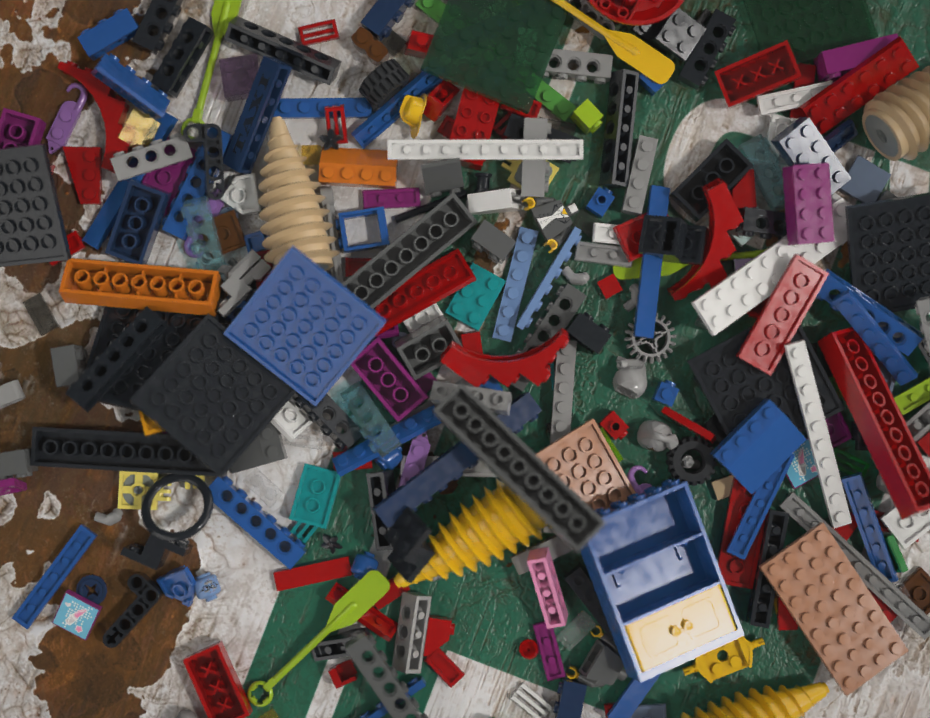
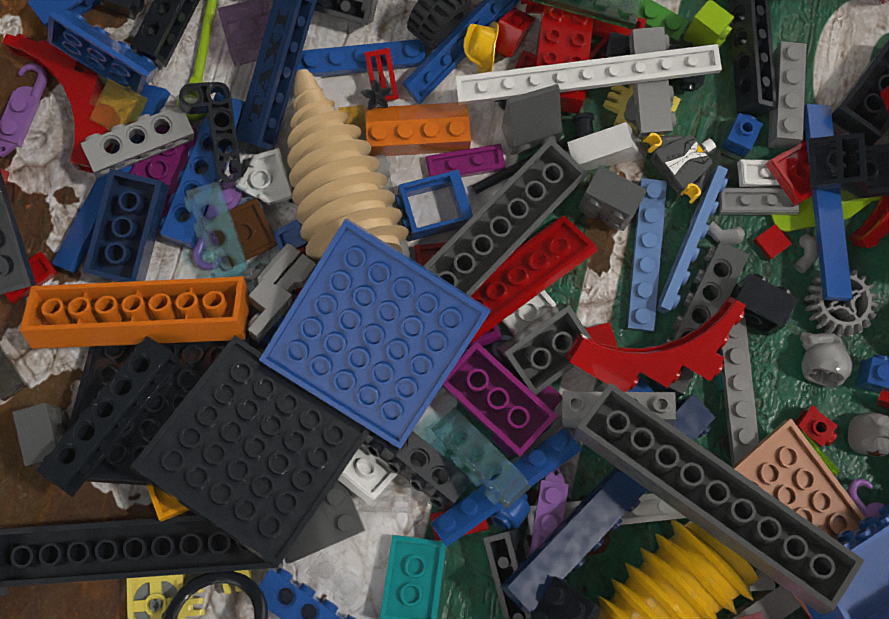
camera: 10 degrees left, 10 degrees down
(86, 172) = (51, 175): red wing -> none
(475, 300) = (598, 279): teal plate -> none

